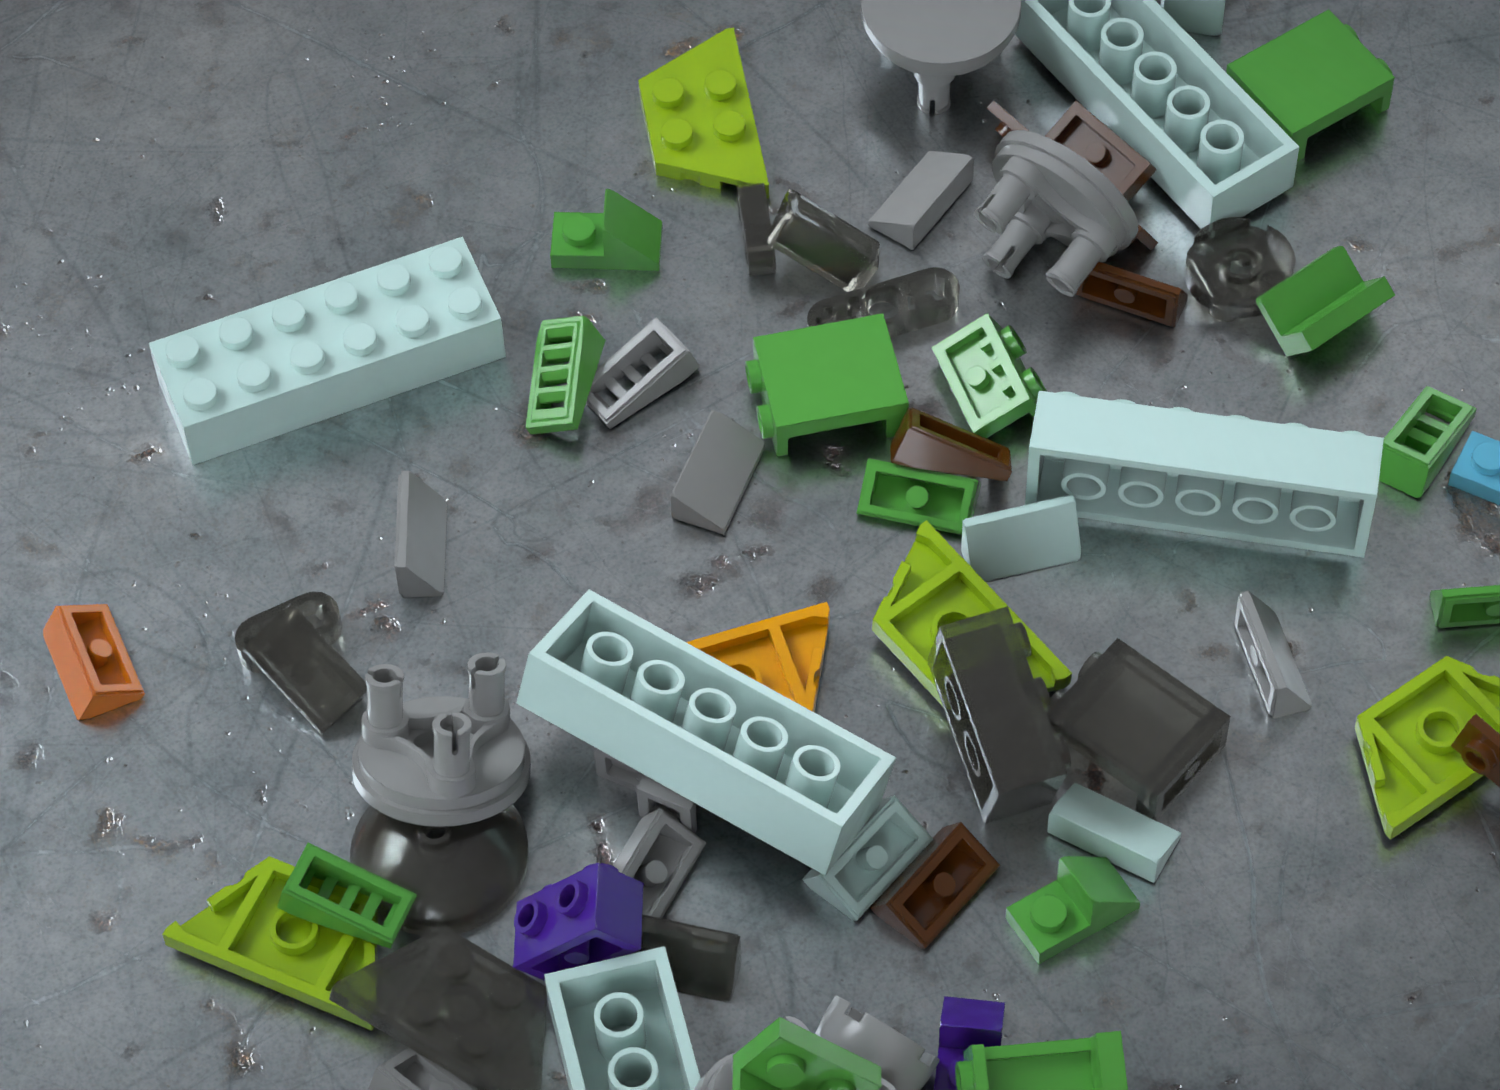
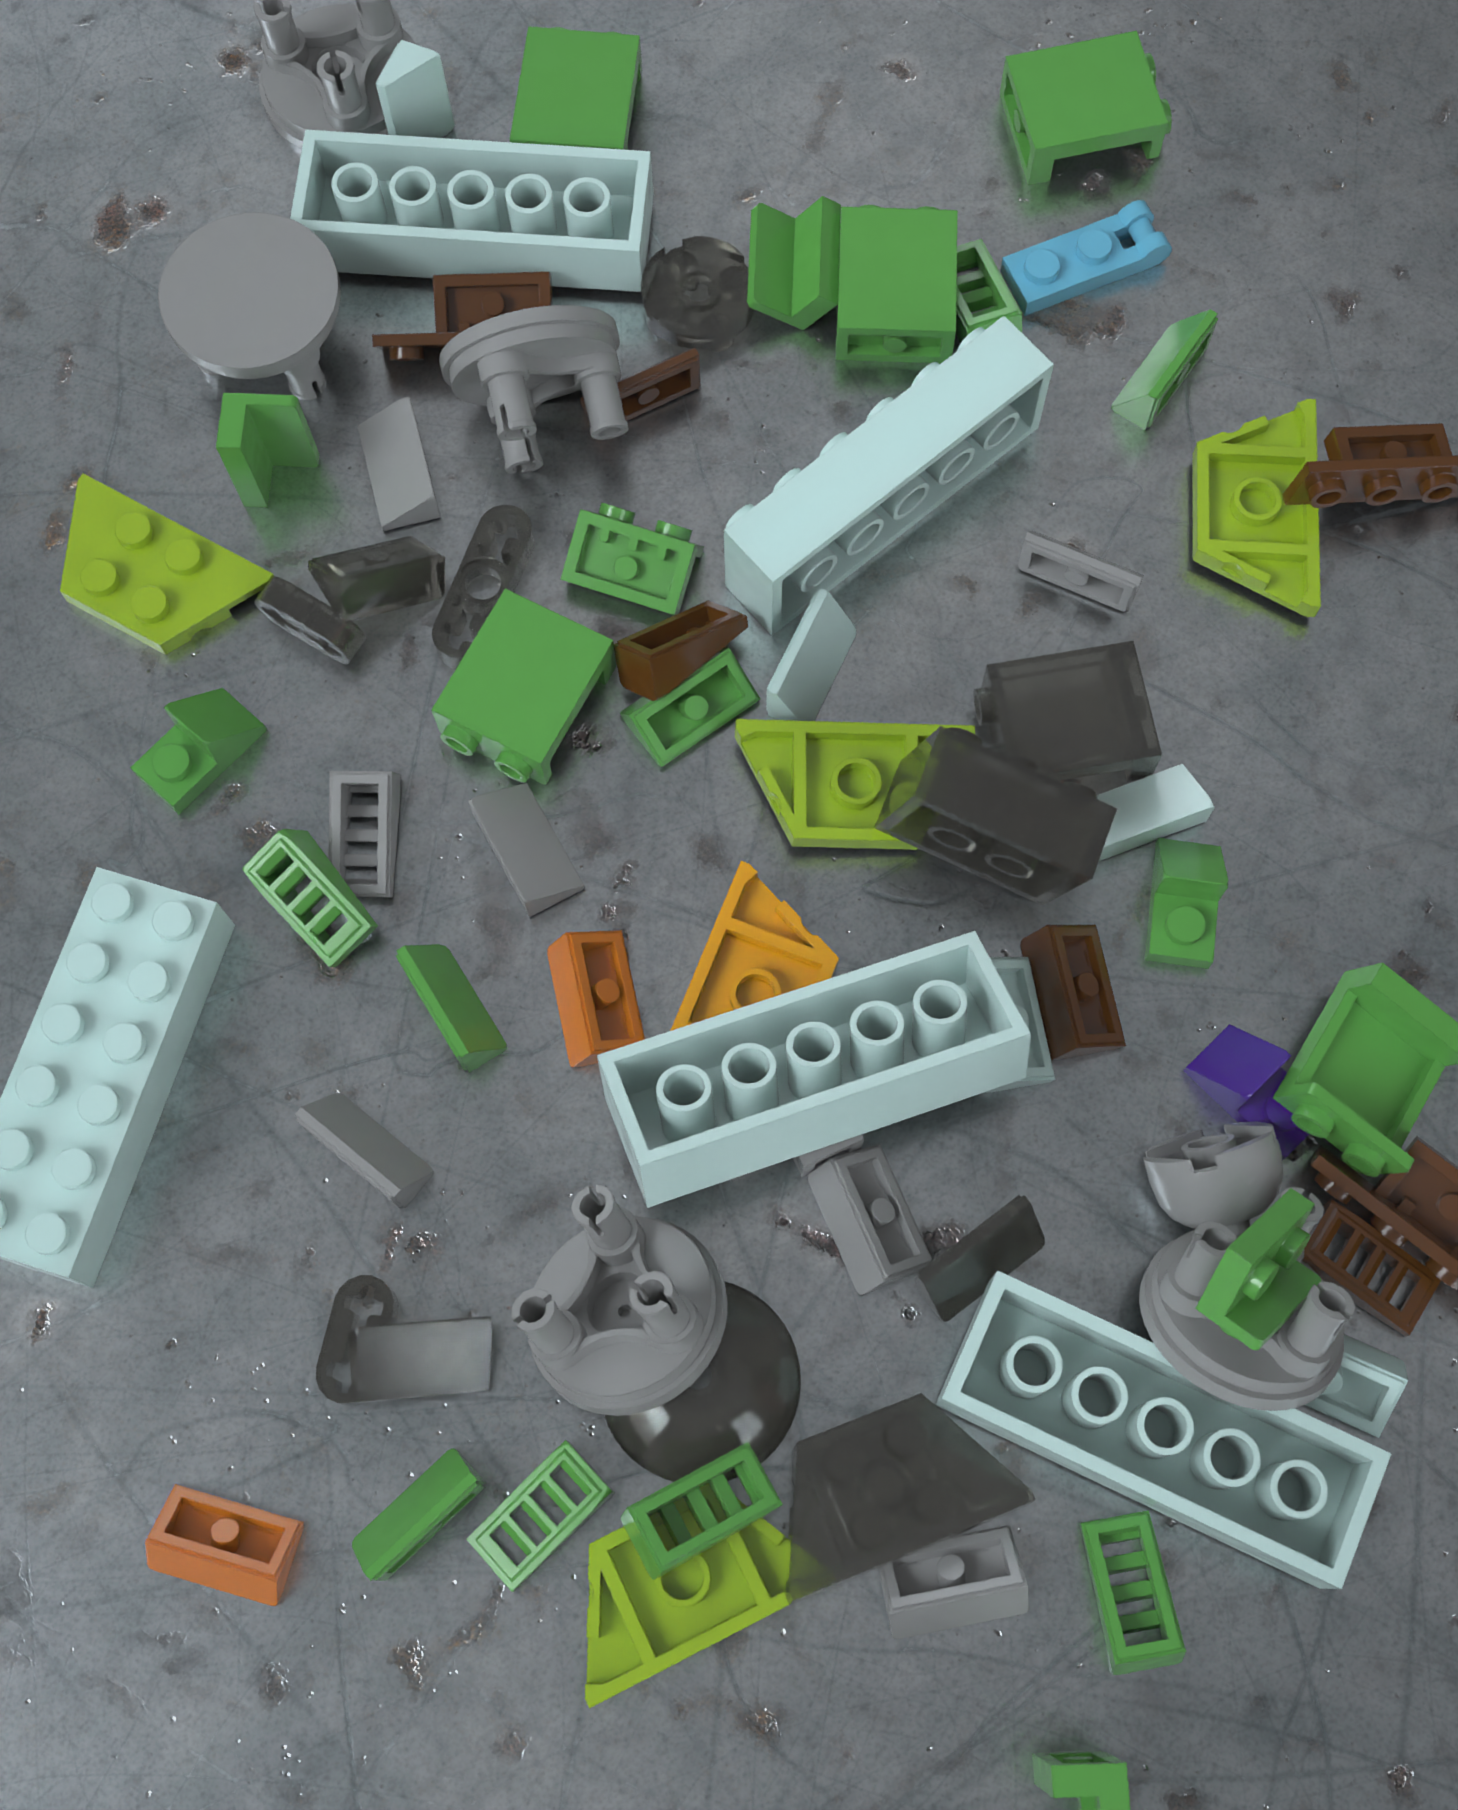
camera: 50 degrees left, 15 degrees up
(203, 755) = (416, 1515): none -> bright green slope
(287, 802) = (582, 1473): none -> bright green slope
(563, 512) = (452, 1004): none -> bright green slope
(578, 921) = (902, 1324): dark purple brick -> none
(663, 584) = (594, 994): none -> orange slope
(845, 96) = (261, 434): none -> bright green panel
(1372, 371) = (897, 284): none -> bright green panel

